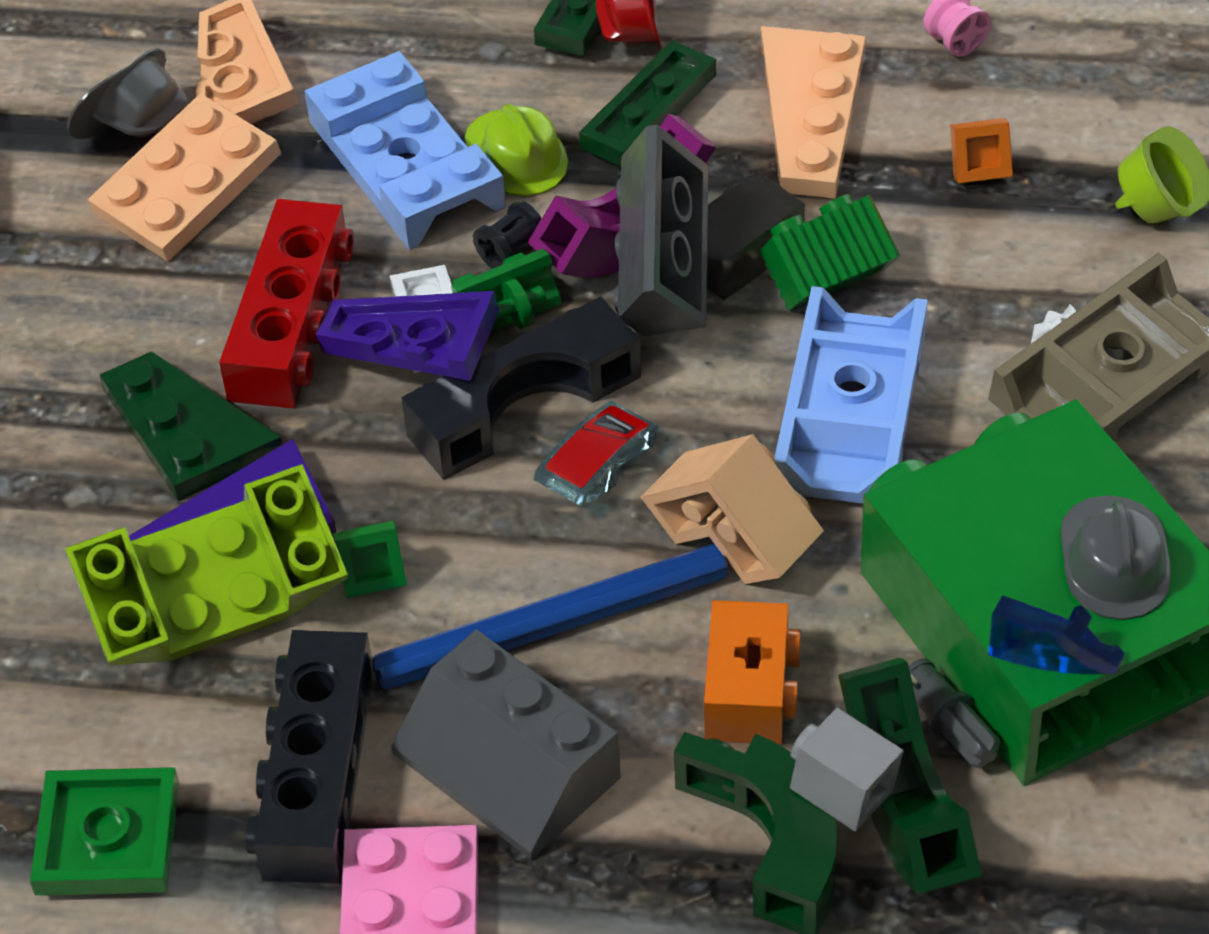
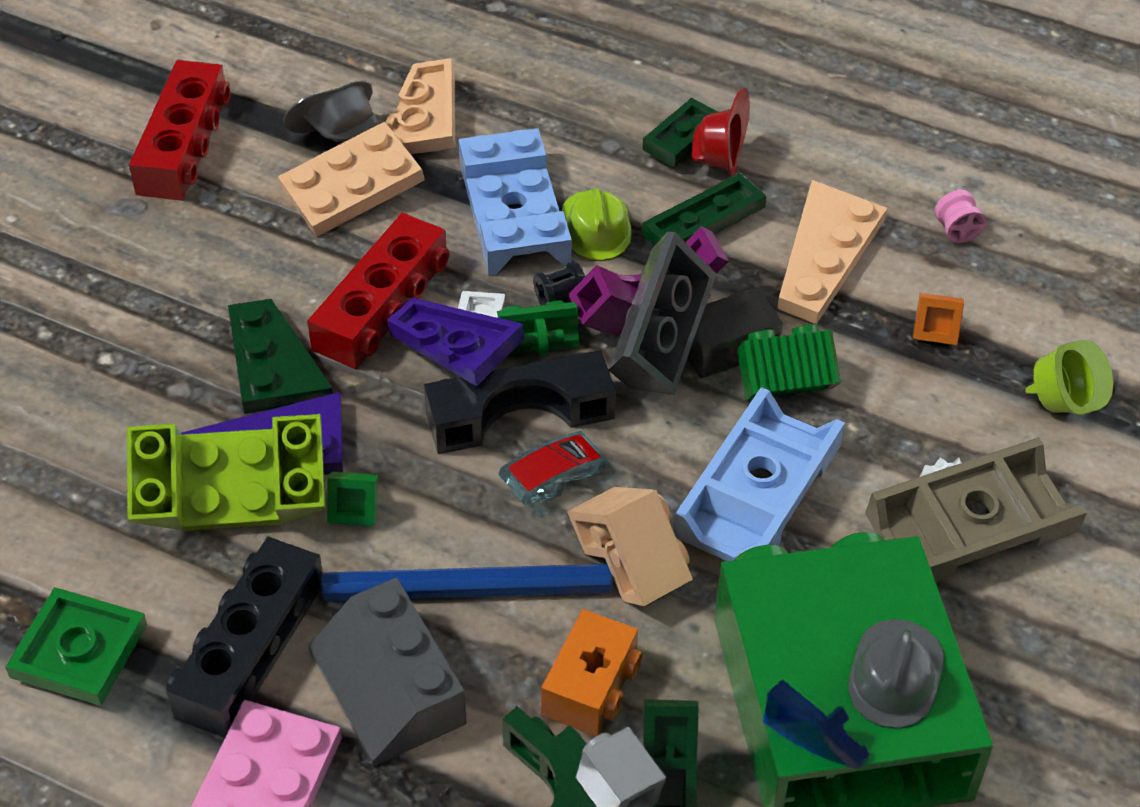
camera: 15 degrees right, 0 degrees up
(953, 715) = (732, 754): dark grey axle -> none

